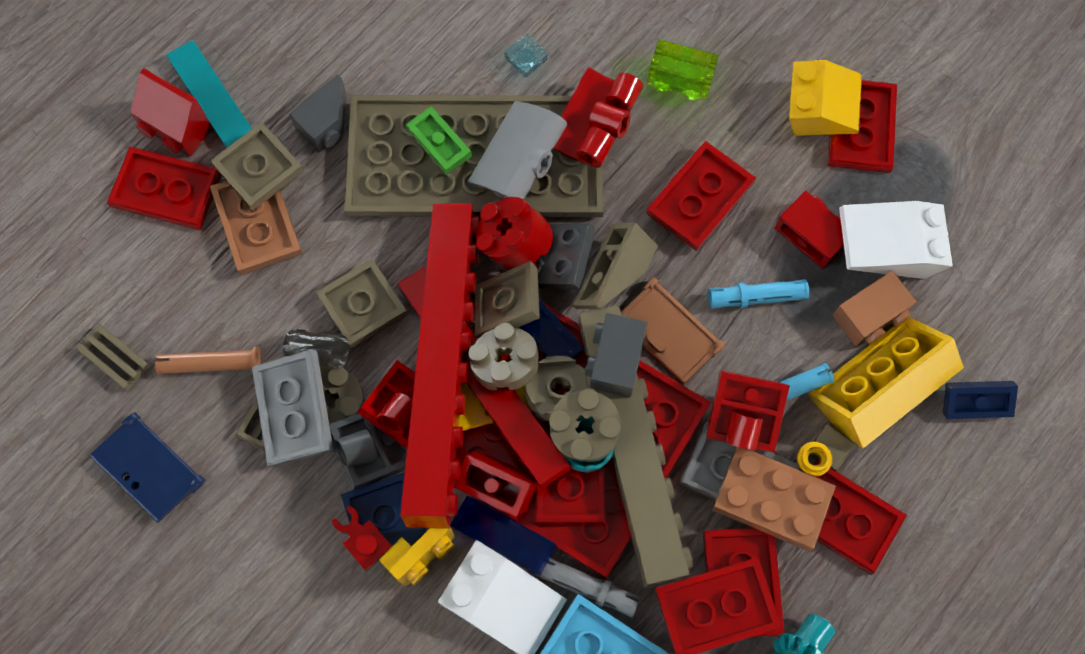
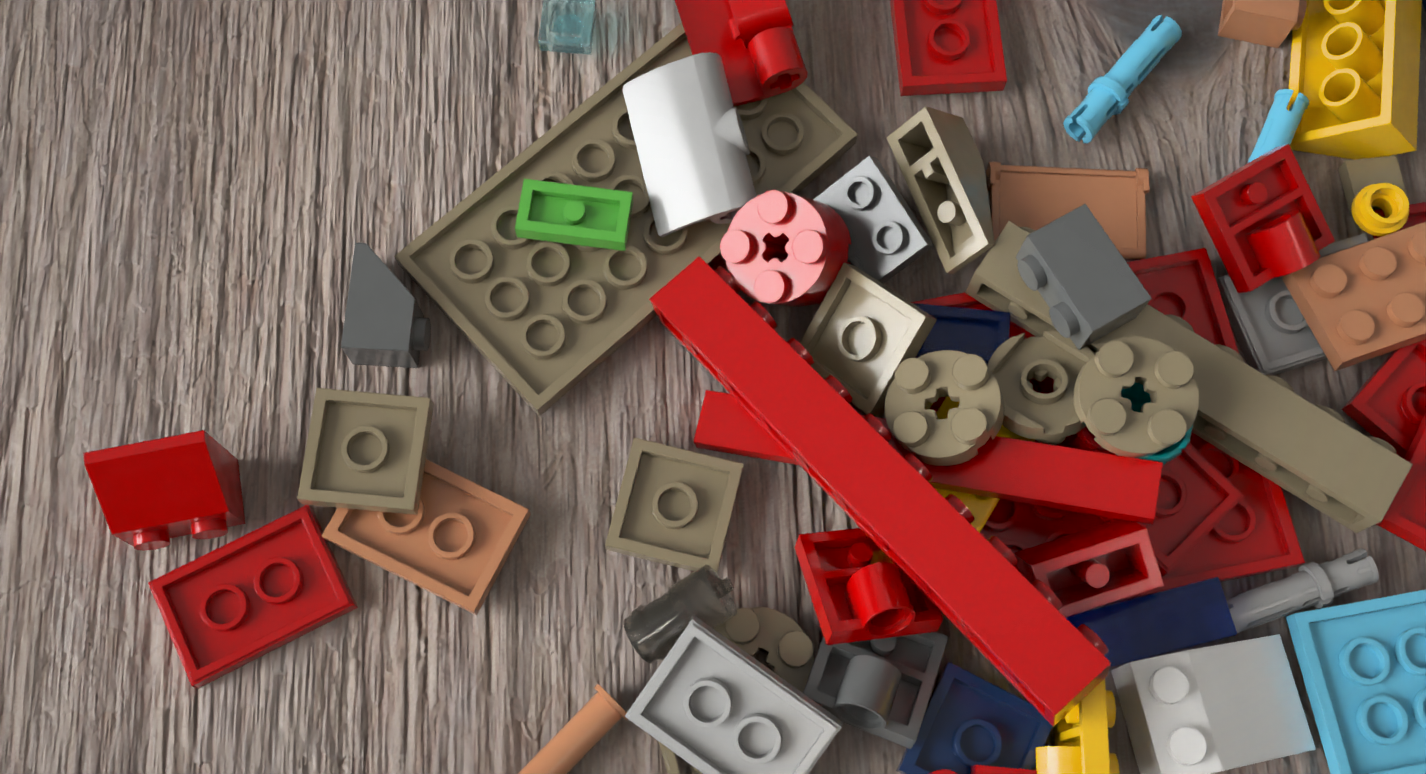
camera: 45 degrees left, 0 degrees up
(209, 92) = (168, 409): teal tile -> none

